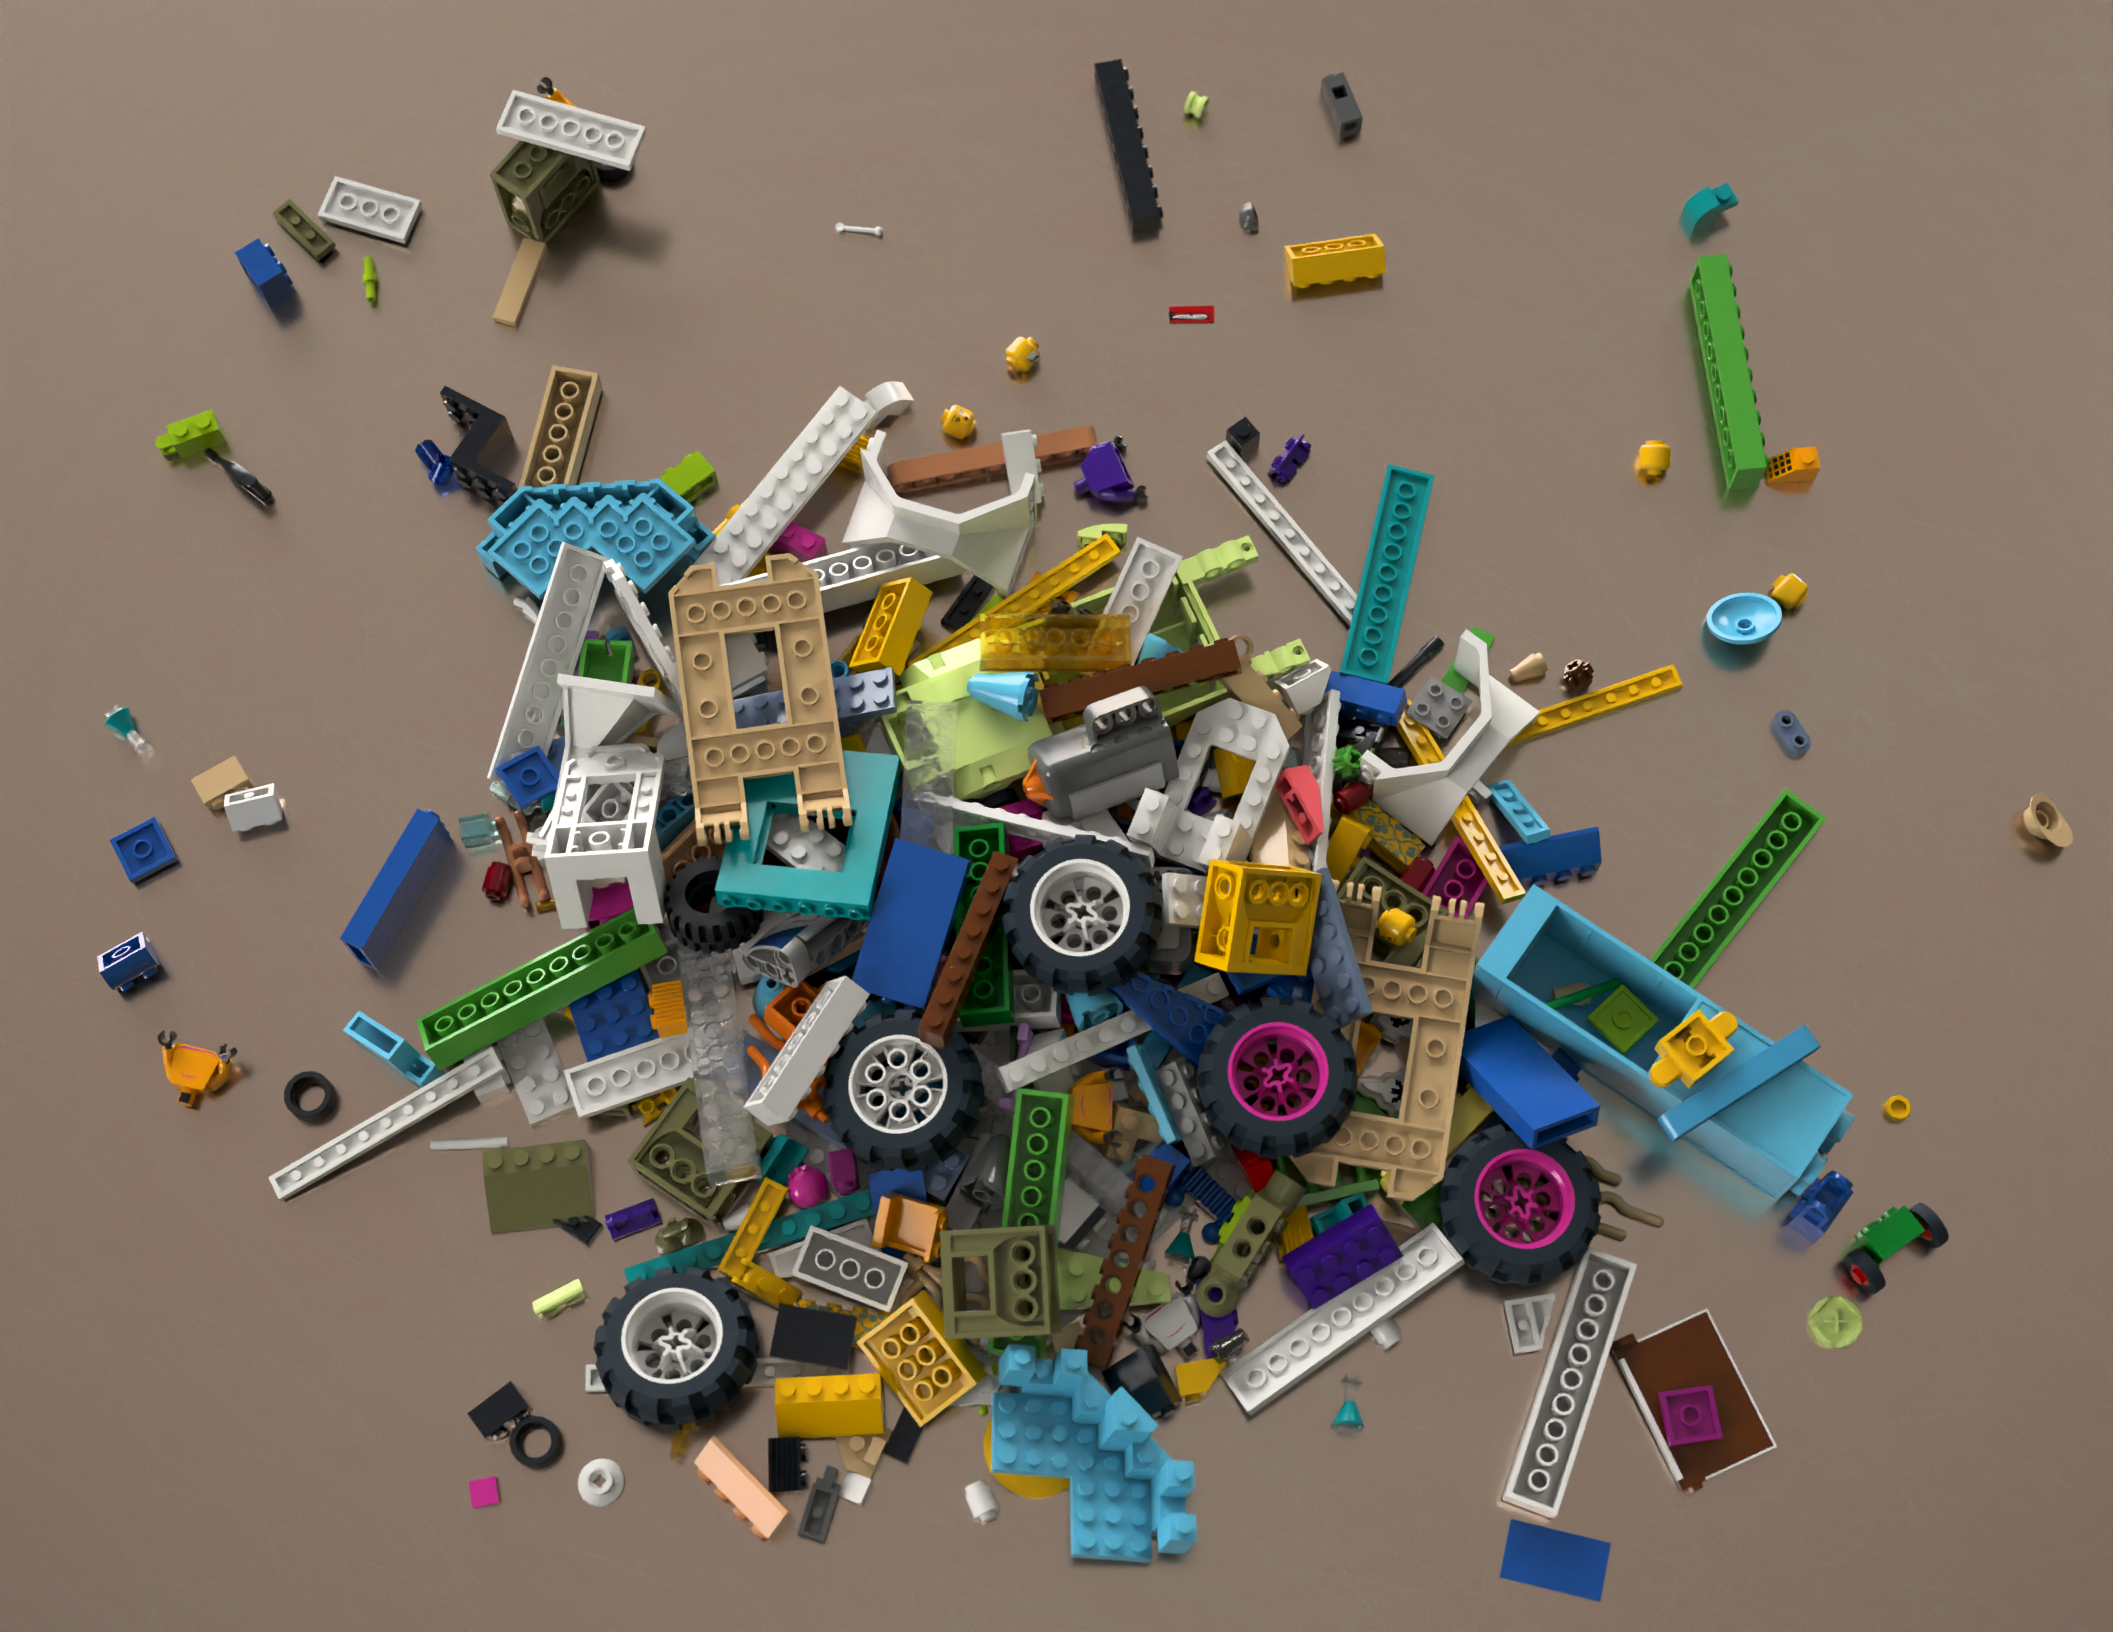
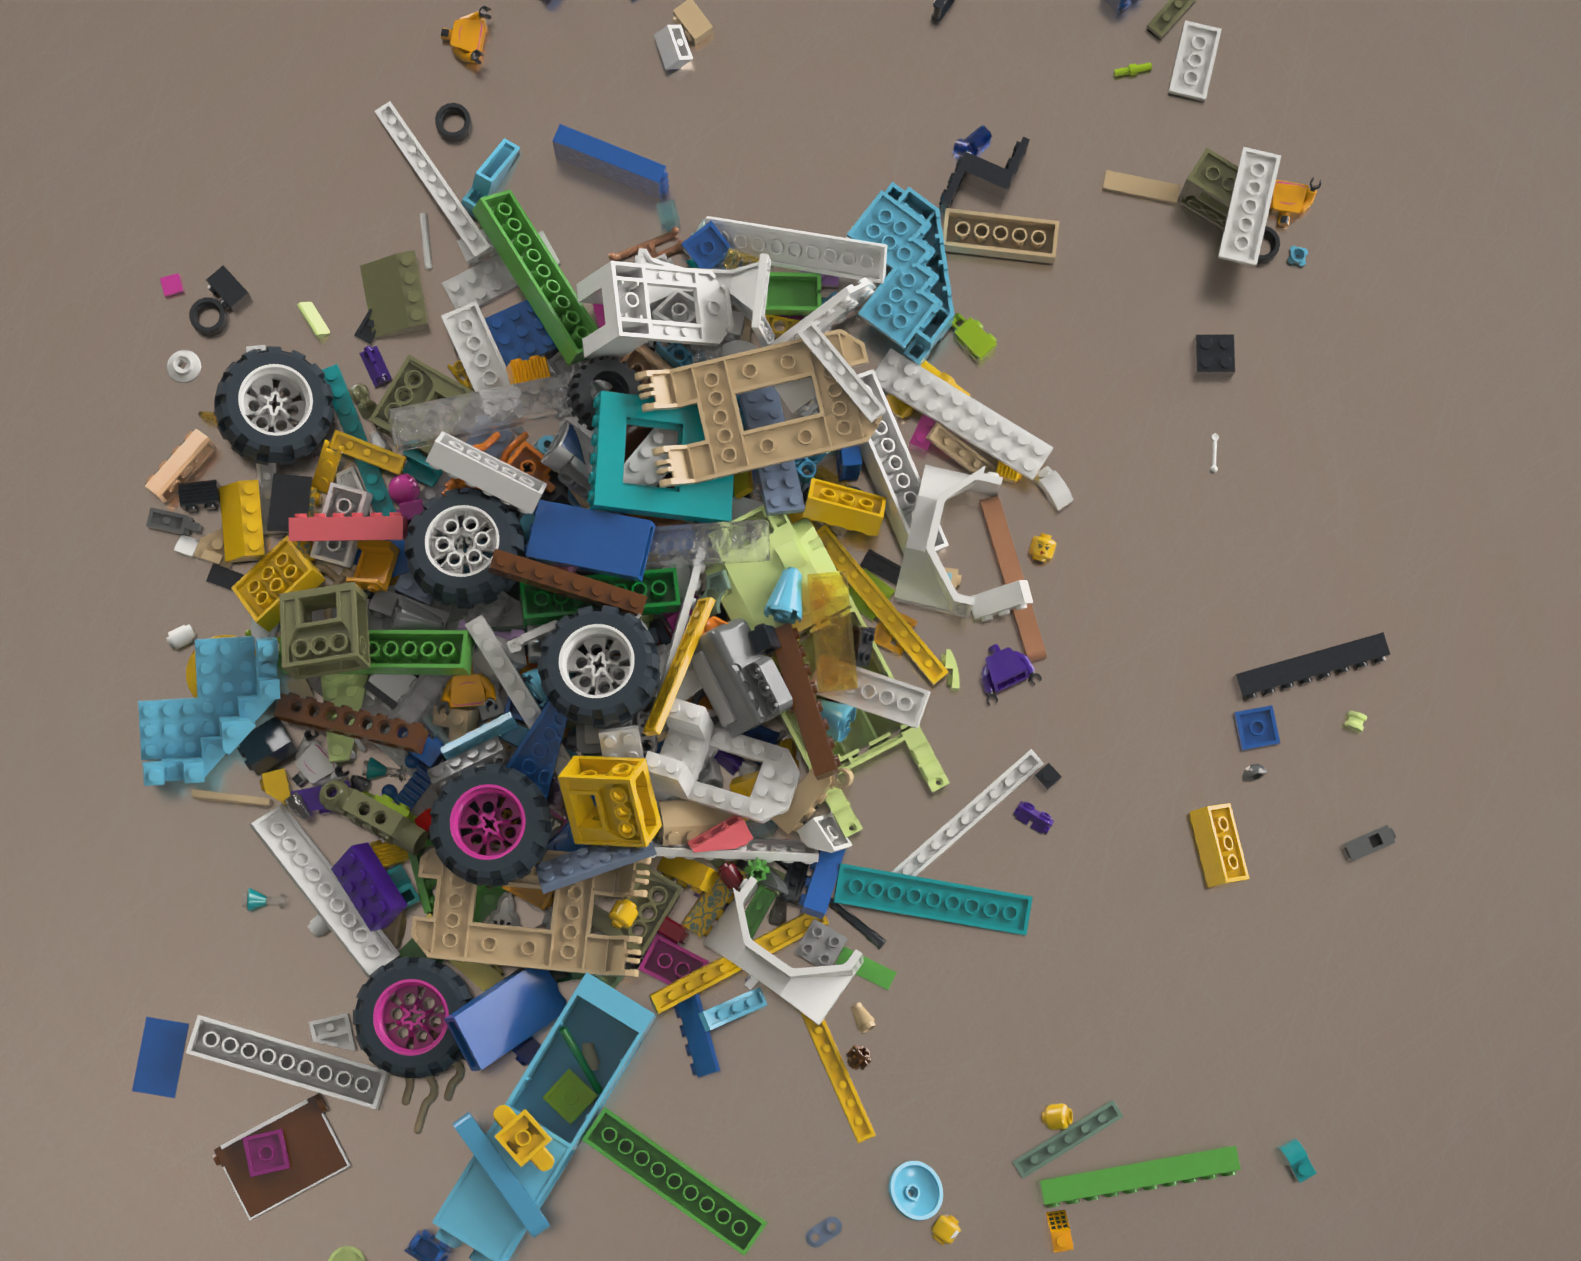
camera: 80 degrees right, 10 degrees up
(497, 880) = (629, 234): dark red brick -> none
(548, 745) = (739, 254): none -> clear yellow slope
(629, 114) = (1302, 252): none -> medium azure plate
(724, 593) = (841, 371): none -> white plate
(740, 216) = (1214, 355): none -> black brick
(829, 502) = (958, 450): none -> tan tile
(837, 629) = (849, 463): none -> blue brick
(859, 1250) = (348, 528): none -> coral brick
(982, 780) = (716, 586): none -> sand green tile
(1022, 354) = (1107, 594): yellow head -> none
(1032, 1008) = (531, 637): none -> white hinge
(1058, 720) = (764, 639): none -> black brick
(1088, 821) = (678, 666): none -> yellow tile
(1191, 314) = (1160, 730): sticker -> none
(1196, 209) = (1257, 728): none -> blue plate
(1209, 1443) = (231, 798): none -> tan tile
(1682, 450) = (1067, 1139): none -> sand green plate

